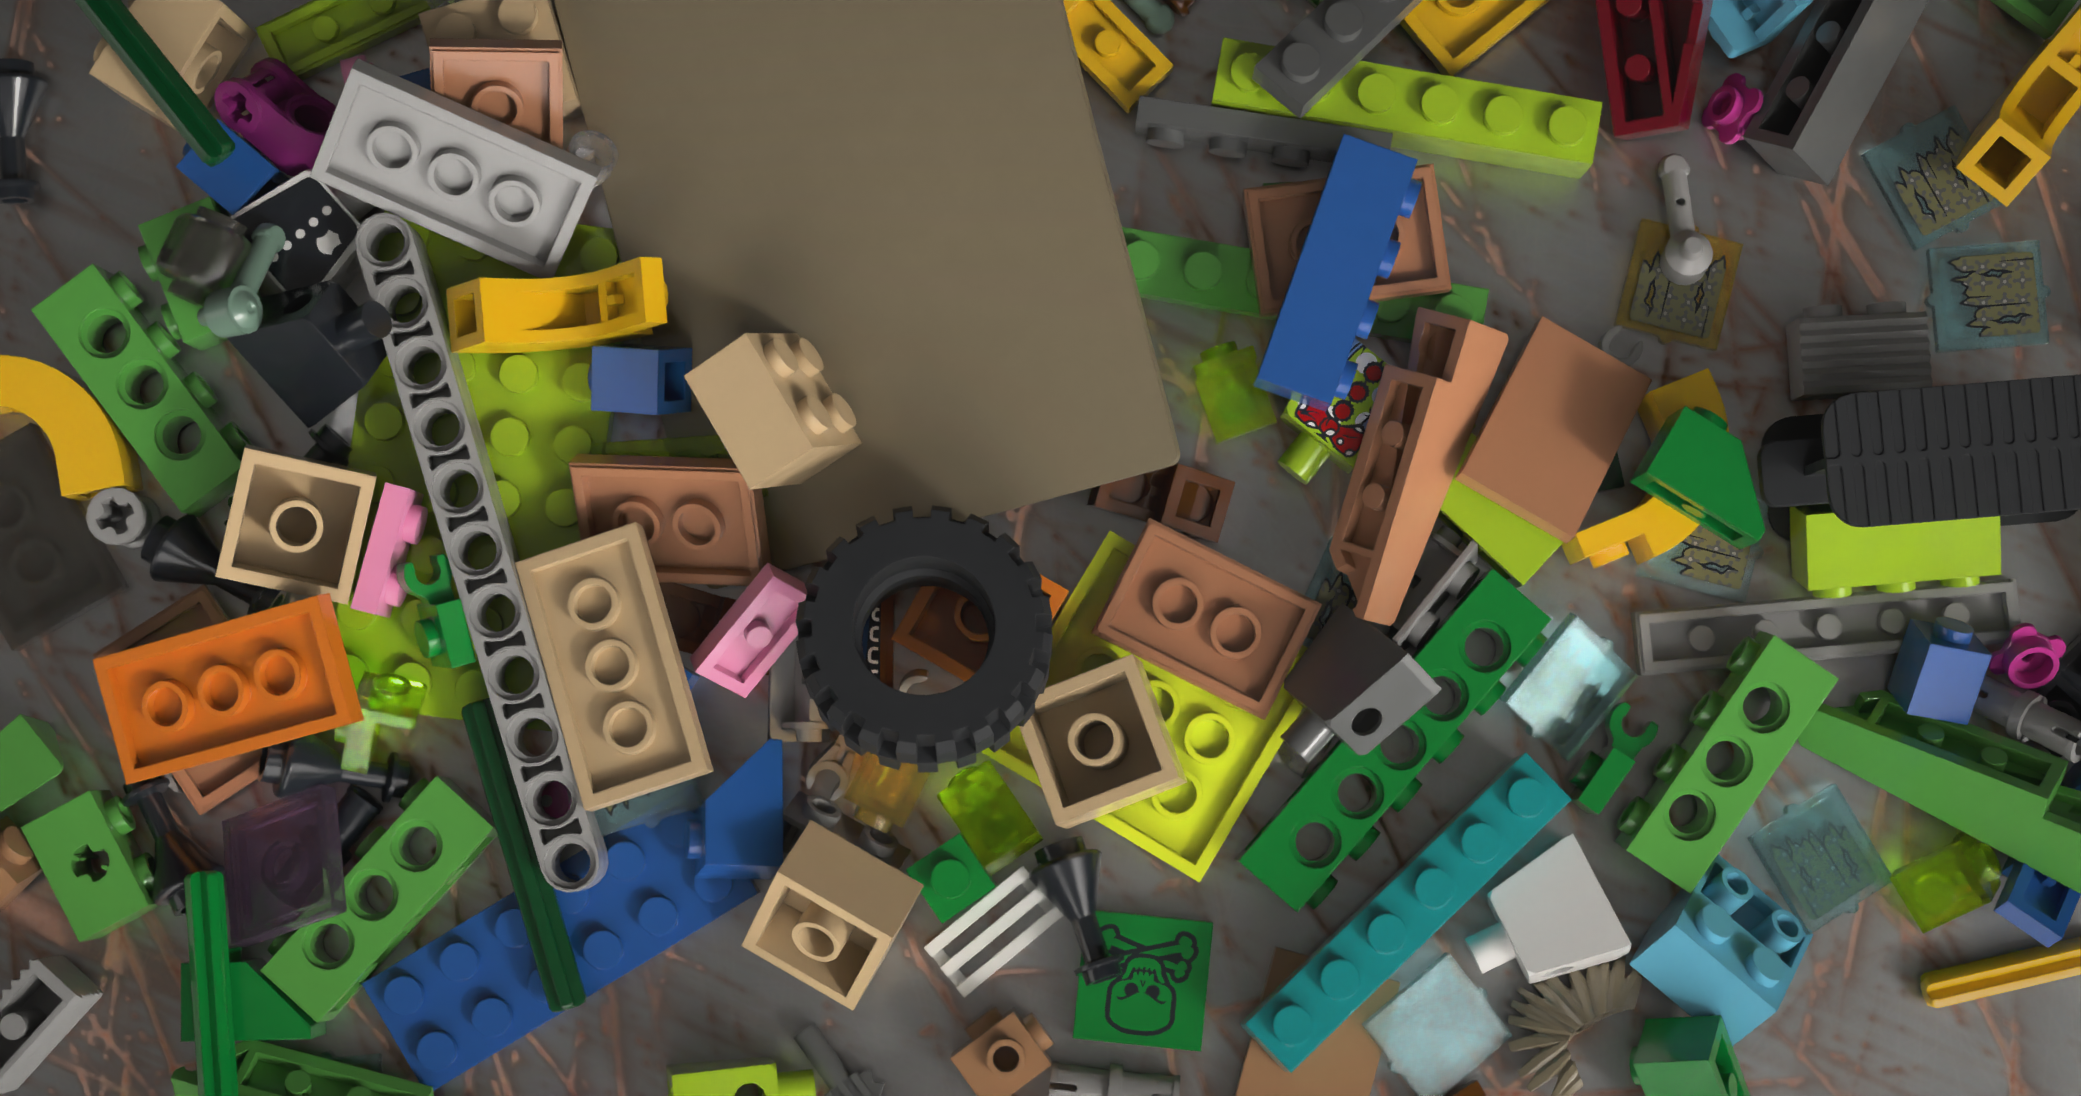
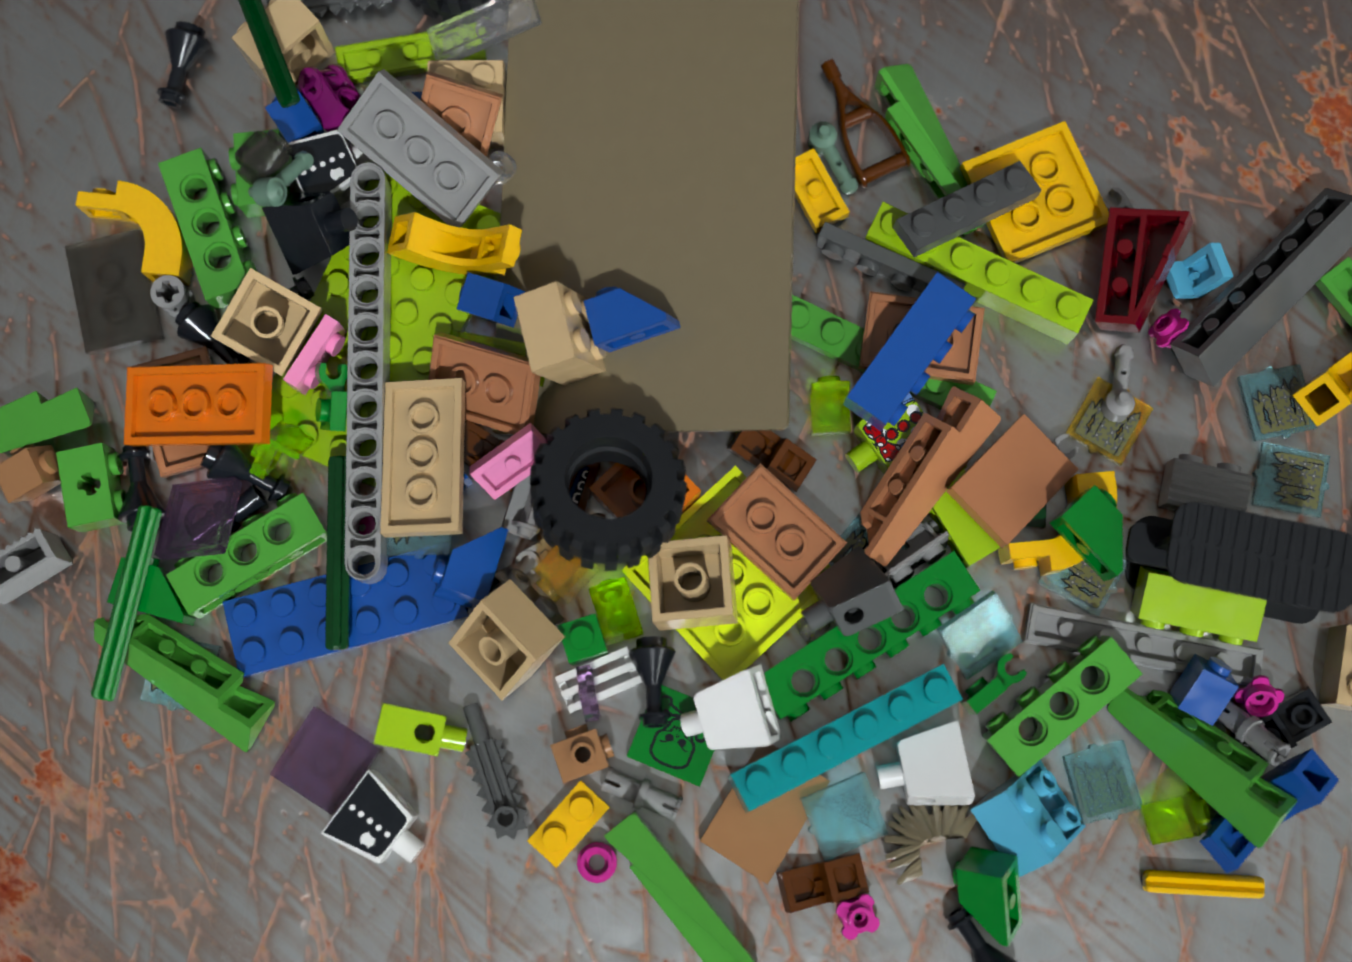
camera: 15 degrees right, 5 degrees down
(868, 355) = (623, 320): none -> blue slope
(984, 959) = (587, 693): none -> clear purple tile
(1223, 925) = (734, 713): none -> white torso

